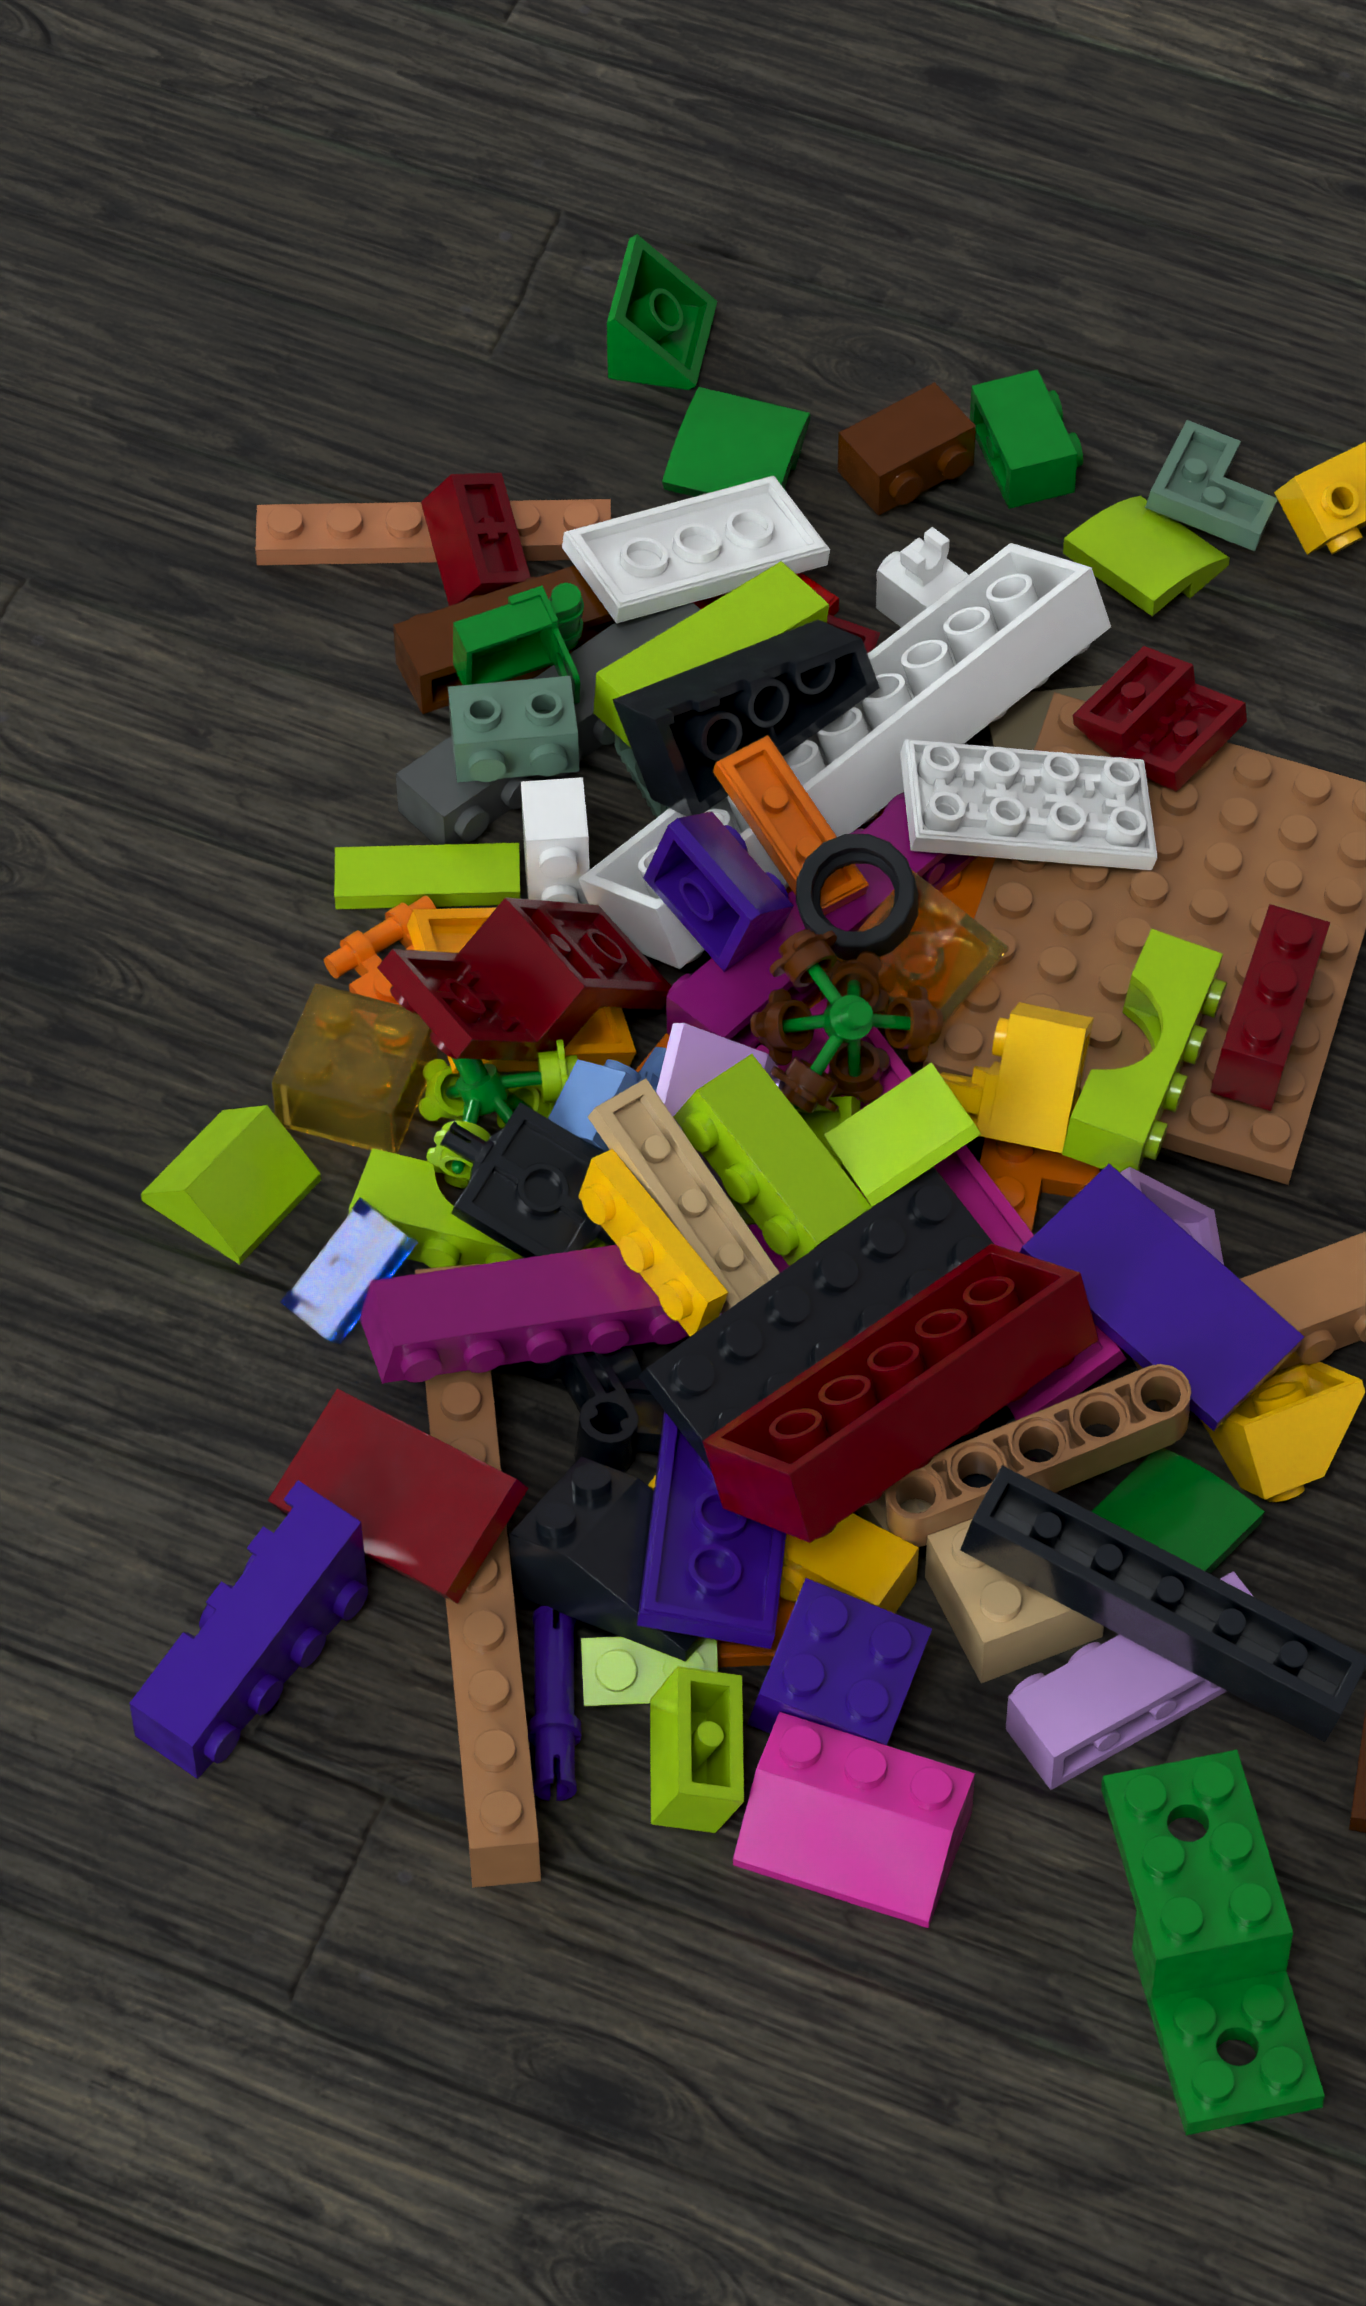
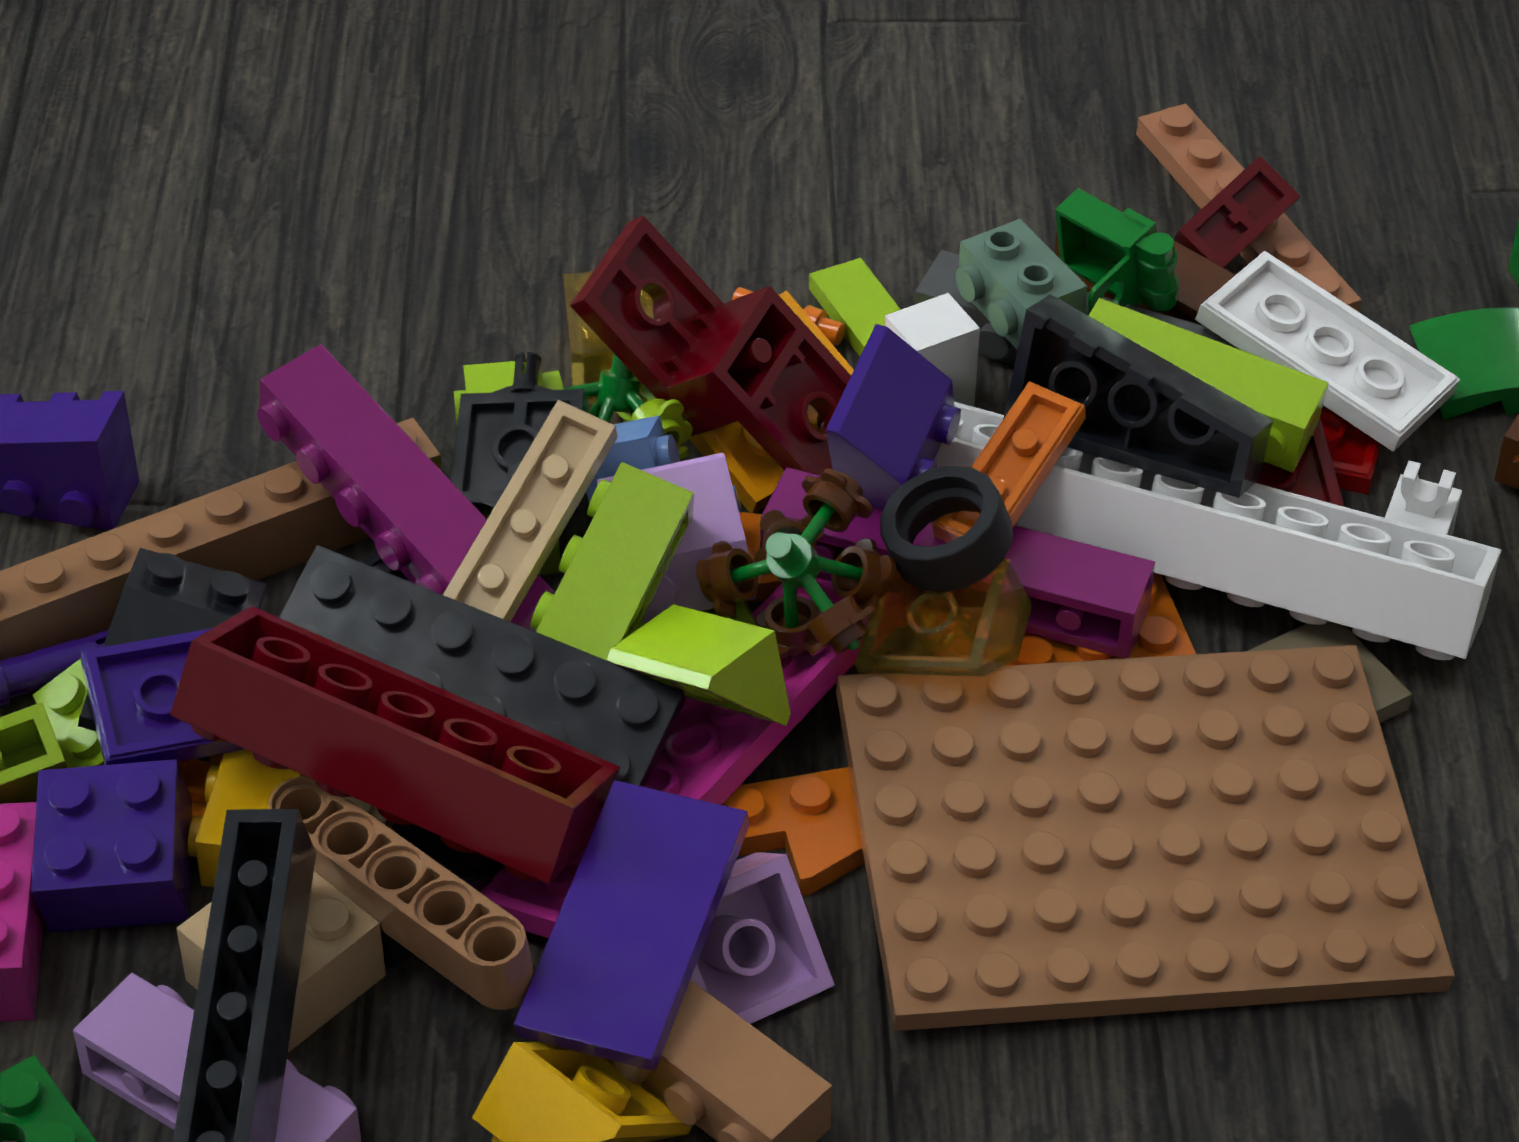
camera: 65 degrees right, 10 degrees down
(235, 1181) = (478, 314): lime slope -> none
(339, 1278) = (423, 394): clear blue hinge -> none
(417, 1497) = (164, 483): dark red tile -> none
(651, 1243) = (436, 558): yellow plate -> none
(1027, 805) = (1177, 645): white tile -> none
(1036, 1083) = (845, 746): yellow hinge -> none
(1122, 1107) = (851, 830): lime arch -> none
(1160, 716) = (1372, 723): dark red slope -> none
(1182, 1509) = (419, 1059): green slope -> none
(1269, 1007) = (1055, 906): dark red brick -> none

